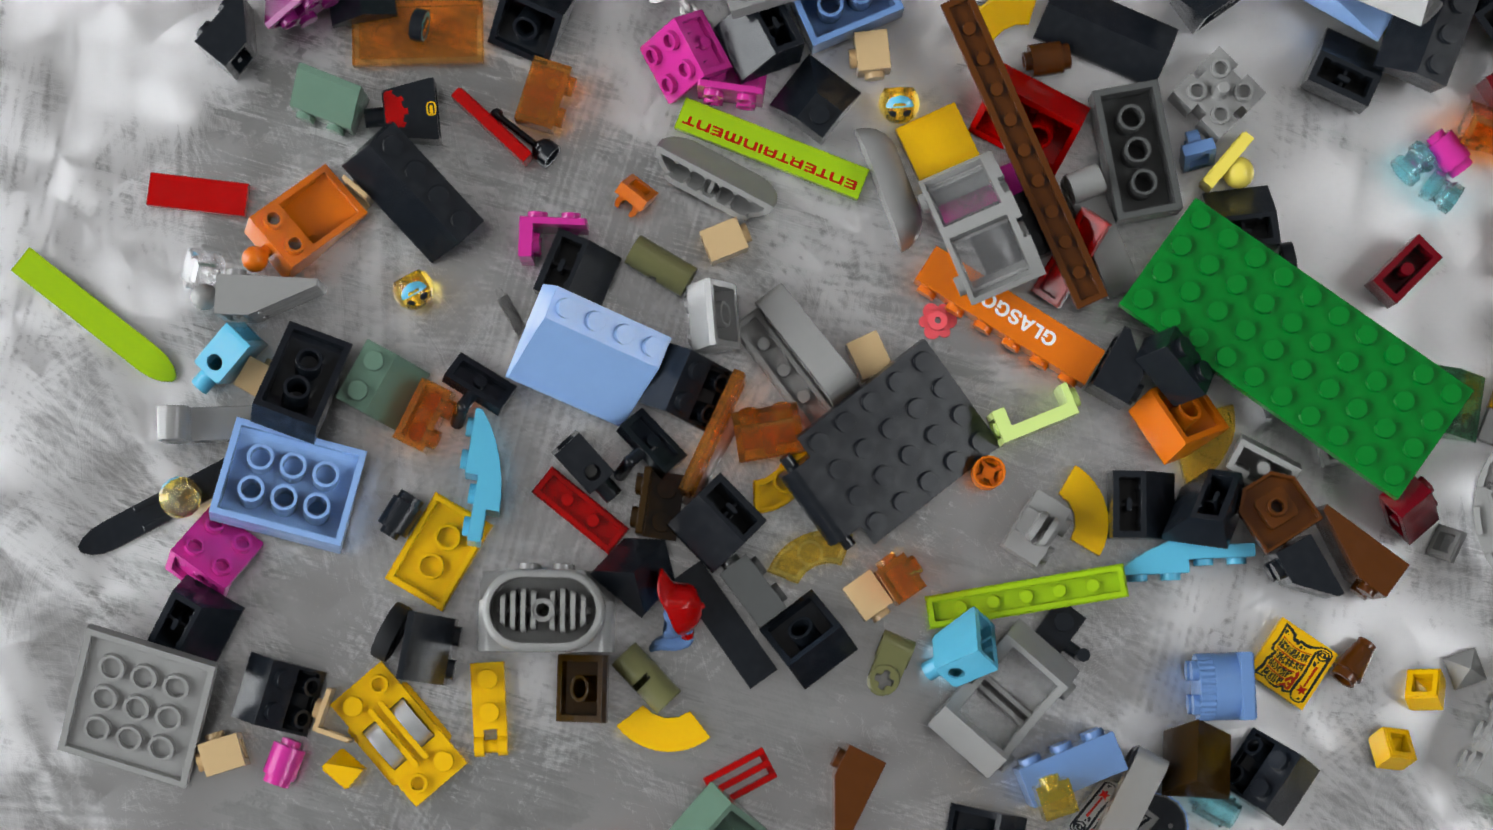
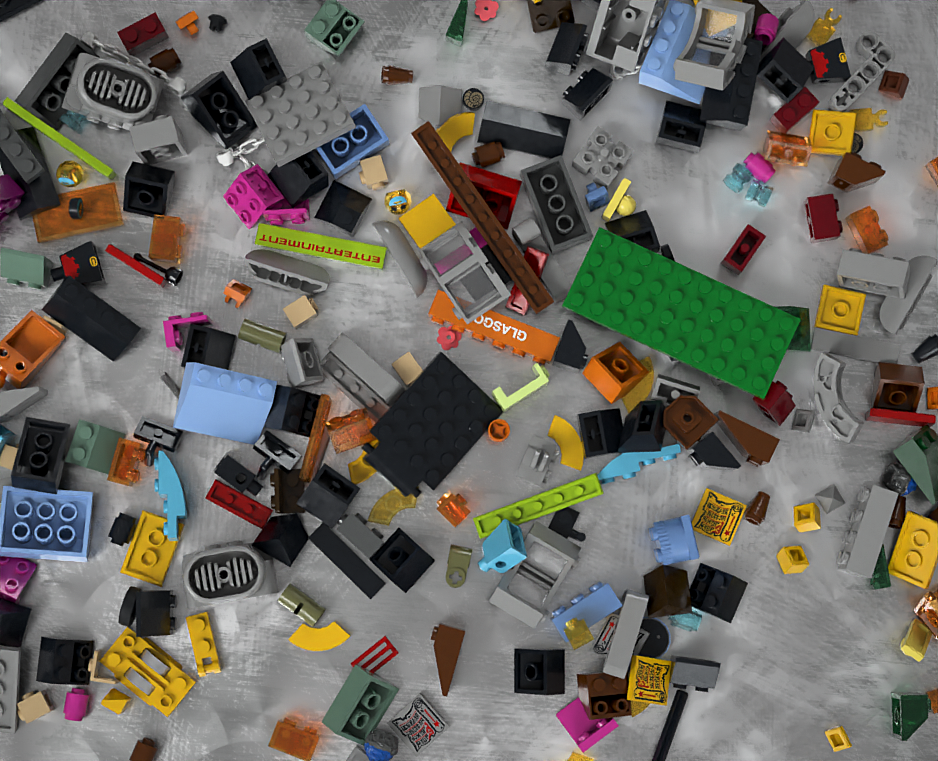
camera: 10 degrees left, 0 degrees up
(414, 290) = (104, 381): clear yellow piece -> none
(582, 688) = (262, 619): dark brown slope -> none
(680, 614) = (316, 559): red hair -> none
(868, 597) = (436, 525): tan brick -> none
(1175, 366) = (605, 339): black brick -> none

